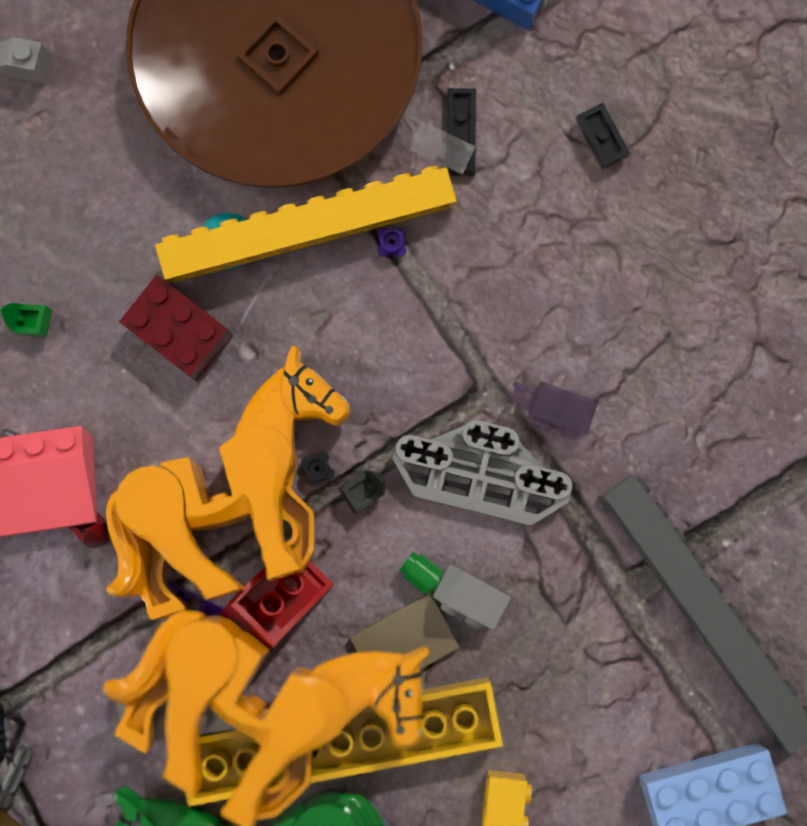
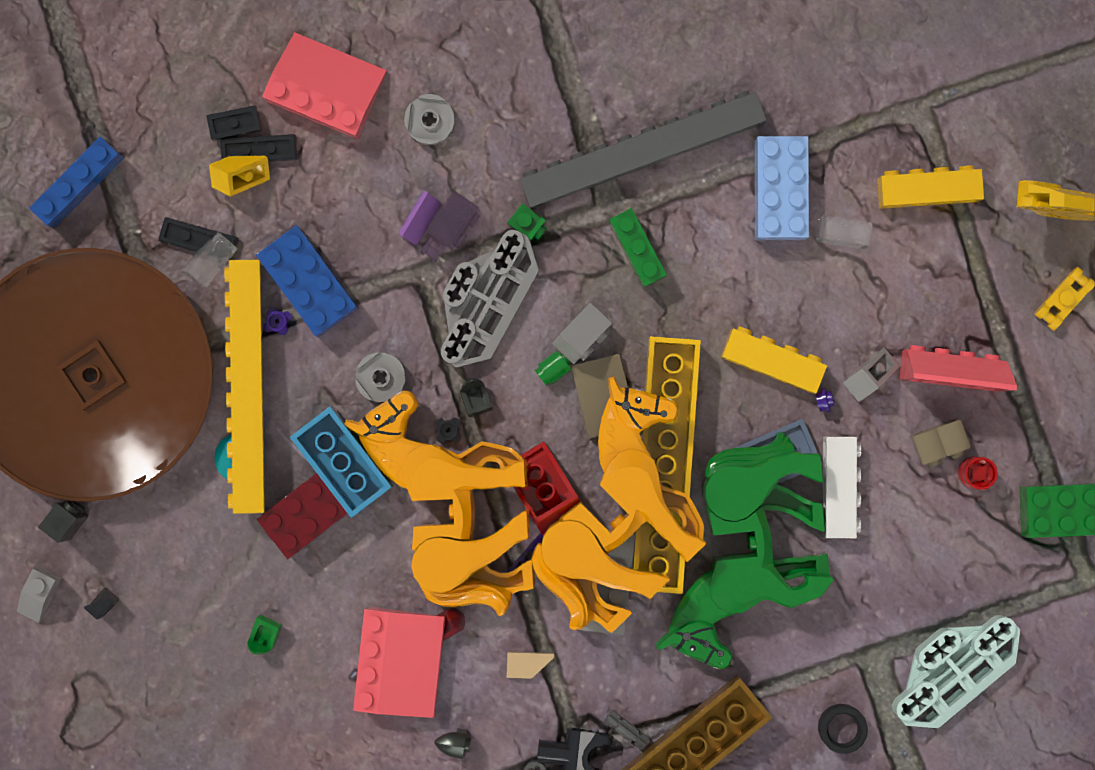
camera: 80 degrees left, 5 degrees up
(22, 132) = (102, 604): none -> black slope
(65, 633) = (526, 663): none -> tan tile
(102, 62) = (63, 521): none -> pearl dark grey brick
(247, 354) = (341, 461): none -> dark azure brick
(357, 357) = (383, 363): none -> light grey plate
(446, 262) = (307, 281): none -> blue brick
(548, 154) = (238, 173): none -> yellow slope
(554, 371) = (420, 218): none -> medium lavender slope
(580, 171) = (274, 147): none -> black tile
(583, 498) = (527, 222): none -> green bracket
(591, 636) = (637, 248): none -> green brick
(673, 224) = (324, 85): none -> coral slope
(680, 339) = (438, 131): none -> light grey plate

